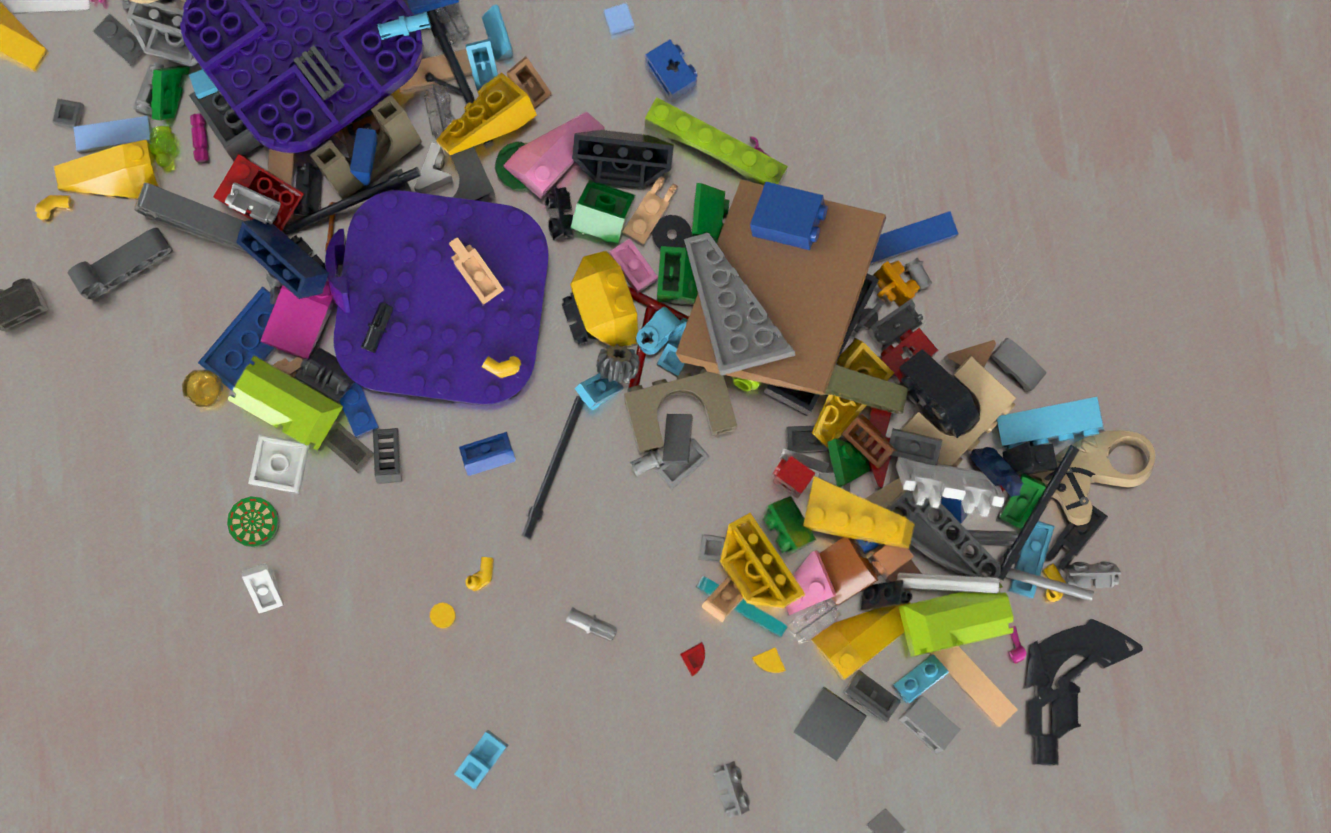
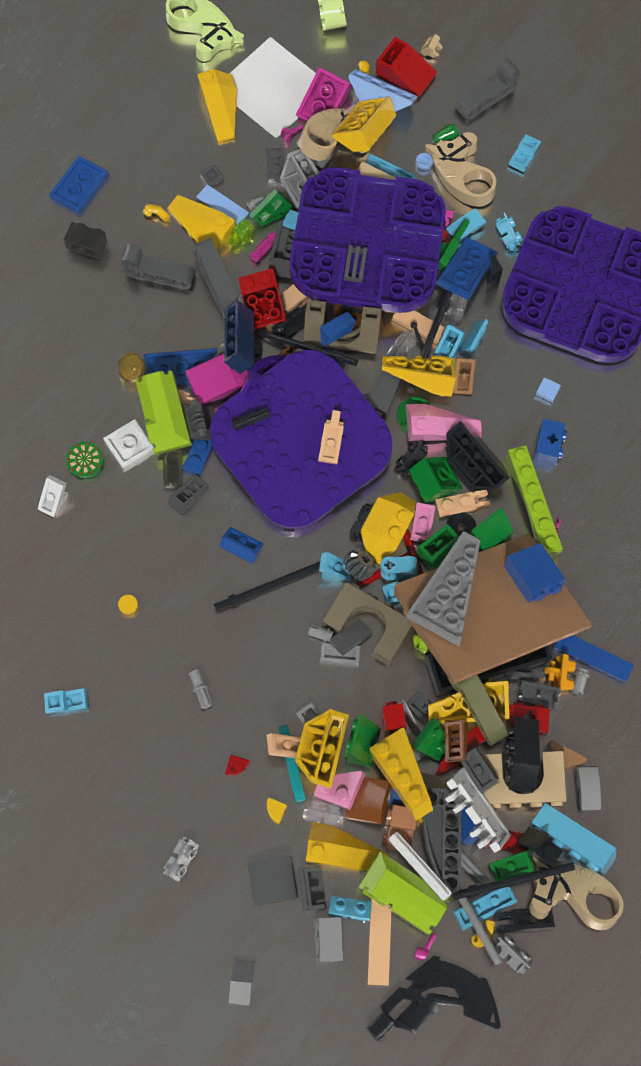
camera: 50 degrees right, 10 degrees down
(262, 207) = (255, 304): light grey hinge -> none
(404, 25) = (424, 280): medium azure pin -> none
(430, 177) = (361, 374): white slope -> none
(481, 577) = (168, 605): yellow arm -> none
(503, 368) = (295, 505): yellow arm -> none
(885, 595) = (377, 837): black hinge -> none
(997, 469) = (514, 832): dark blue hinge -> none

